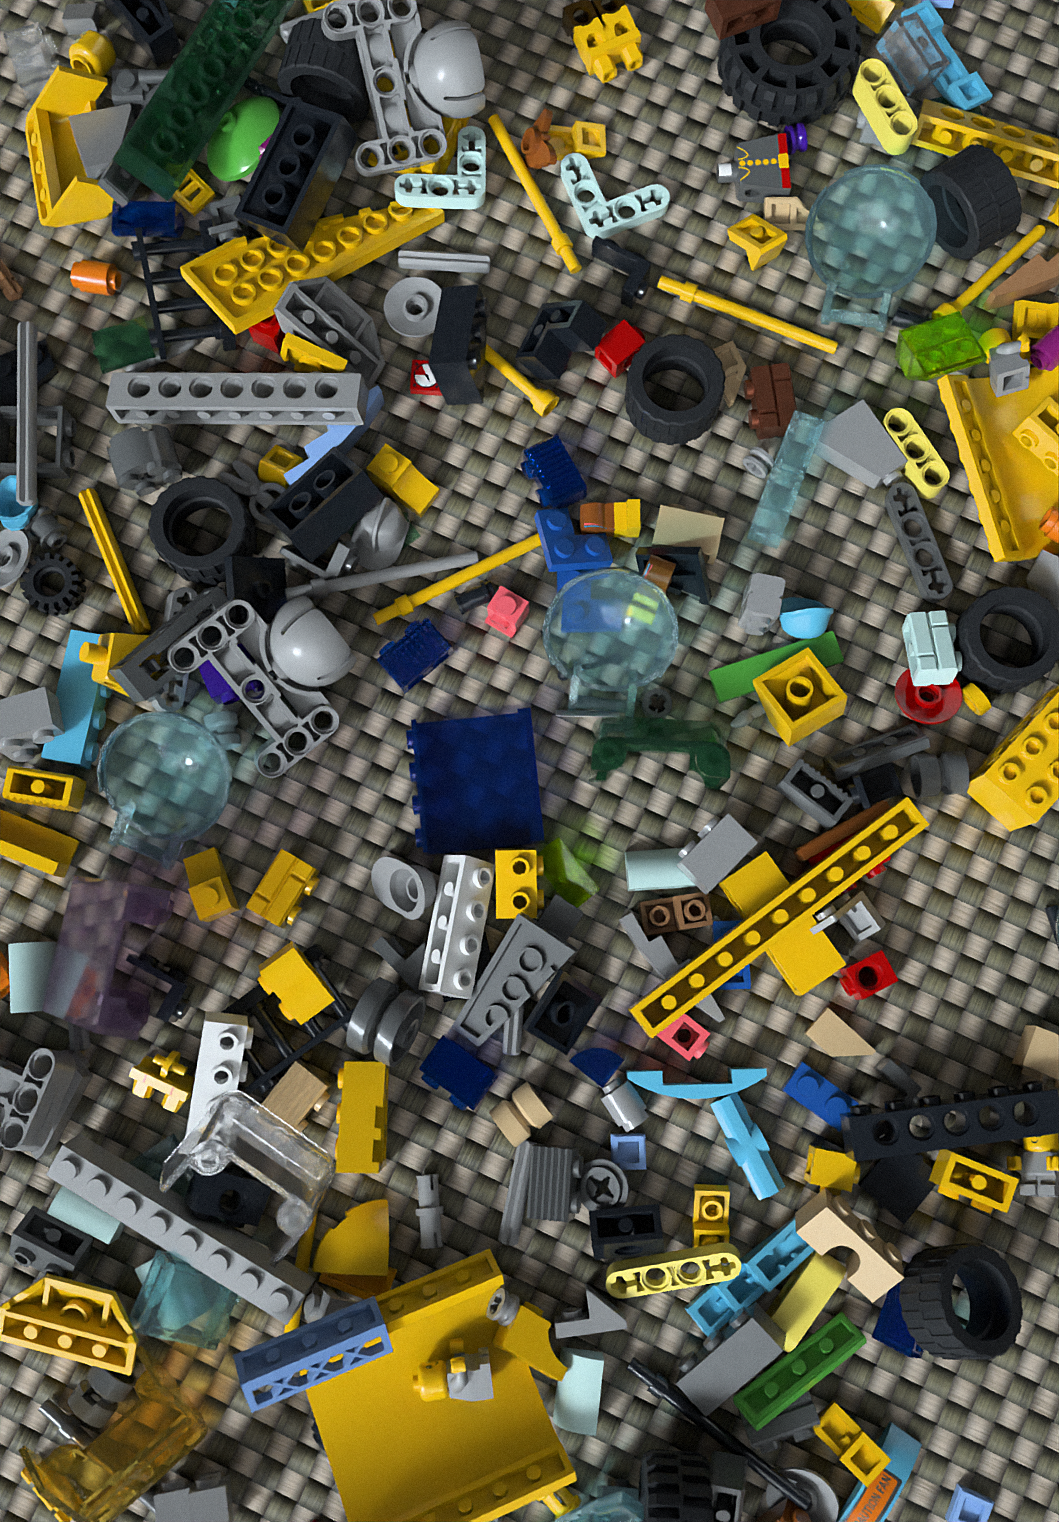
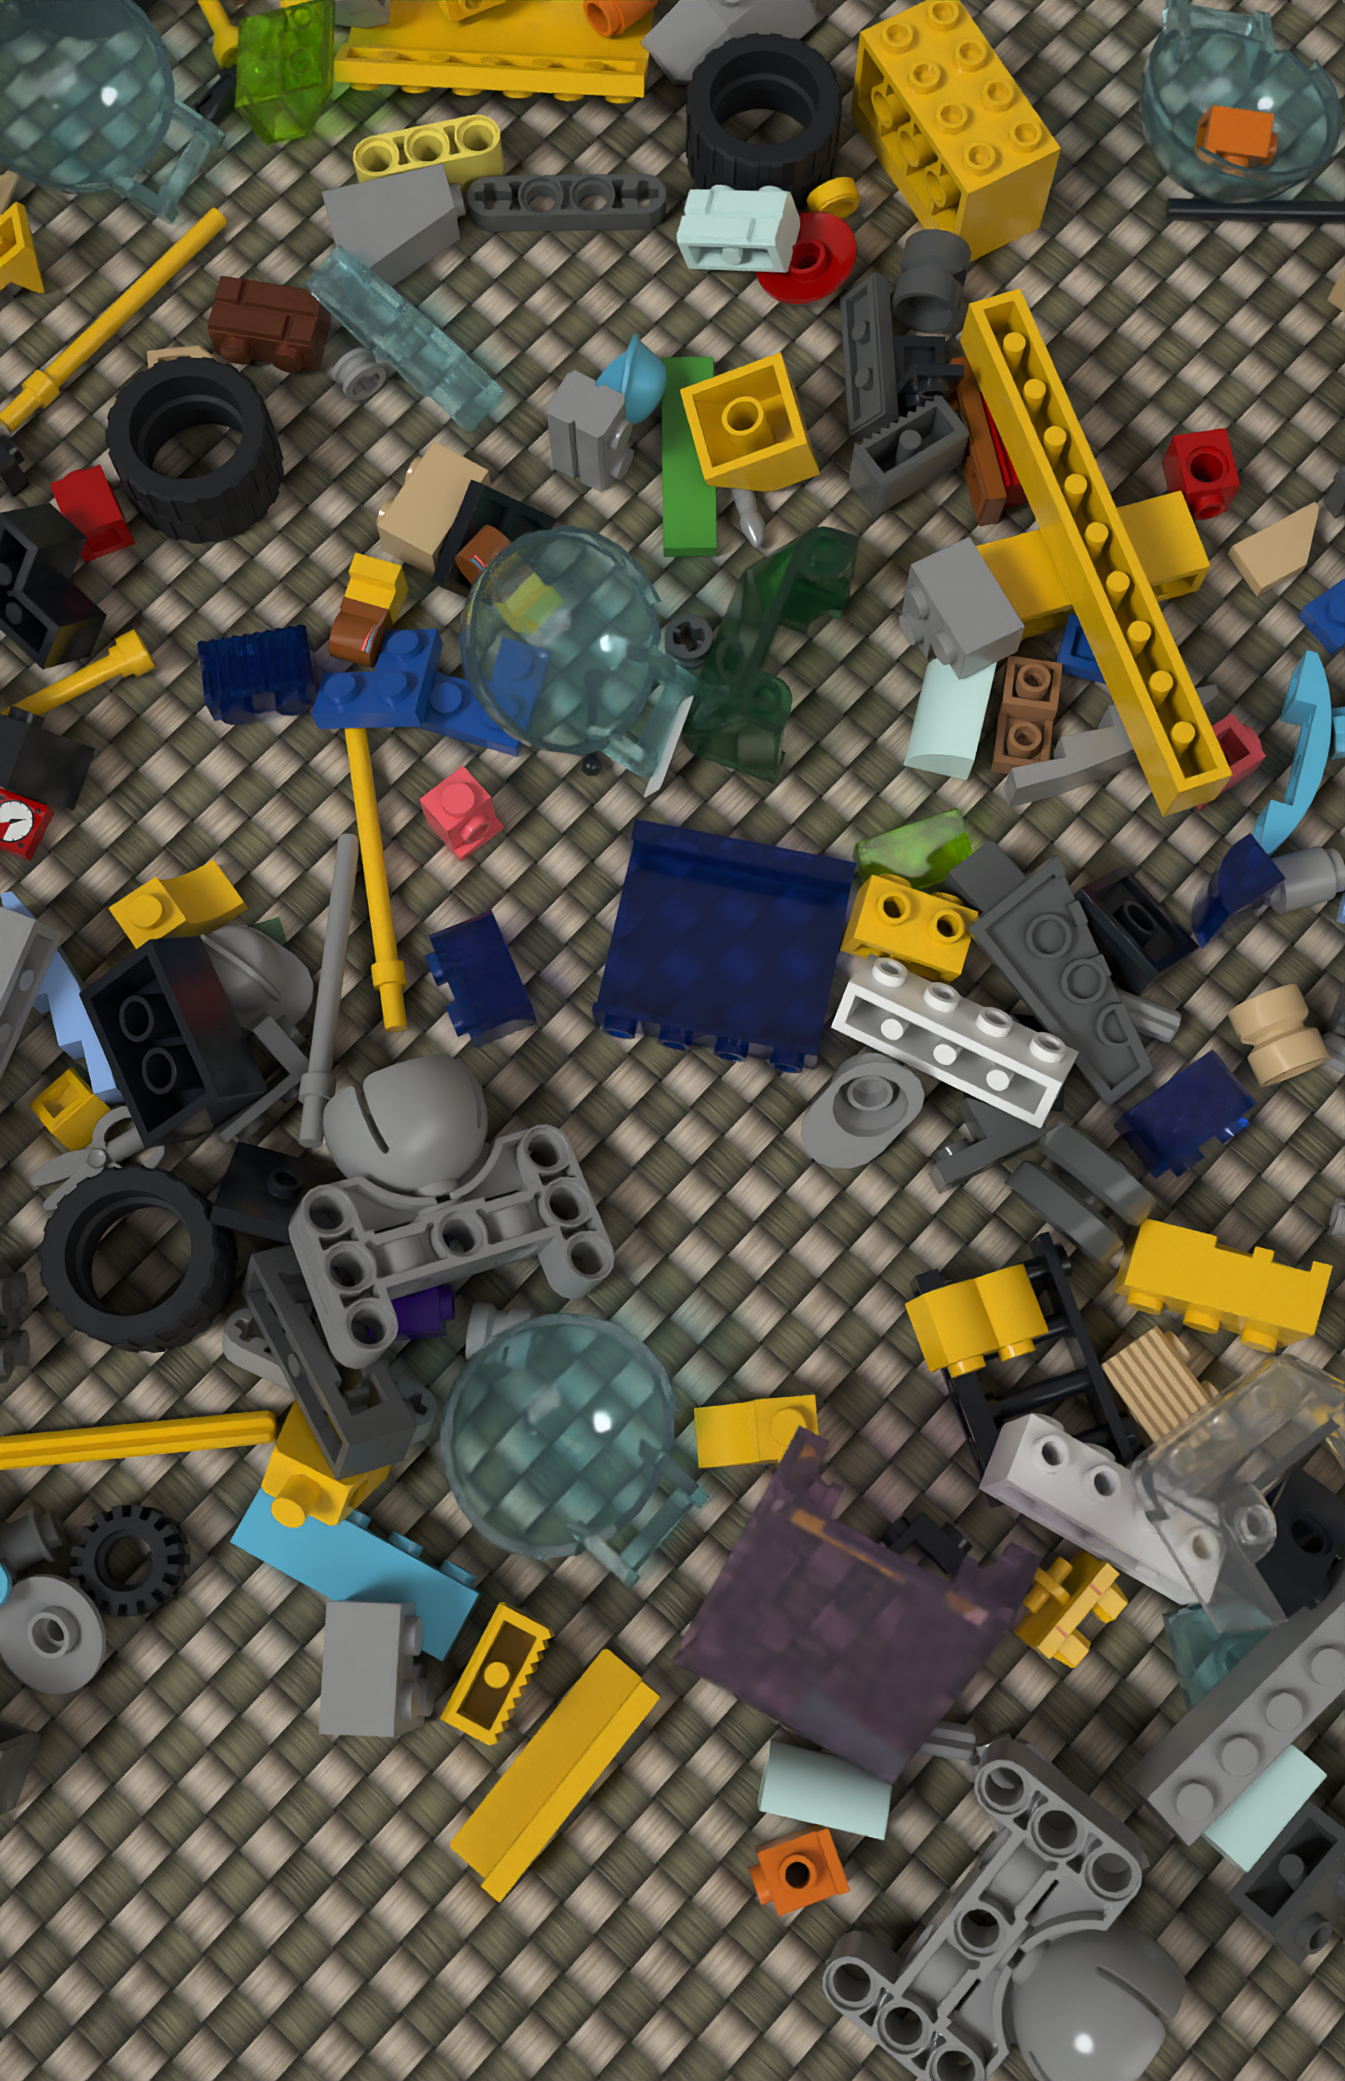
camera: 75 degrees left, 5 degrees down
(283, 889) = (804, 1307): yellow brick -> none
(475, 597) = (417, 857): black pin -> none
(854, 913) = (1119, 459): light grey bracket -> none

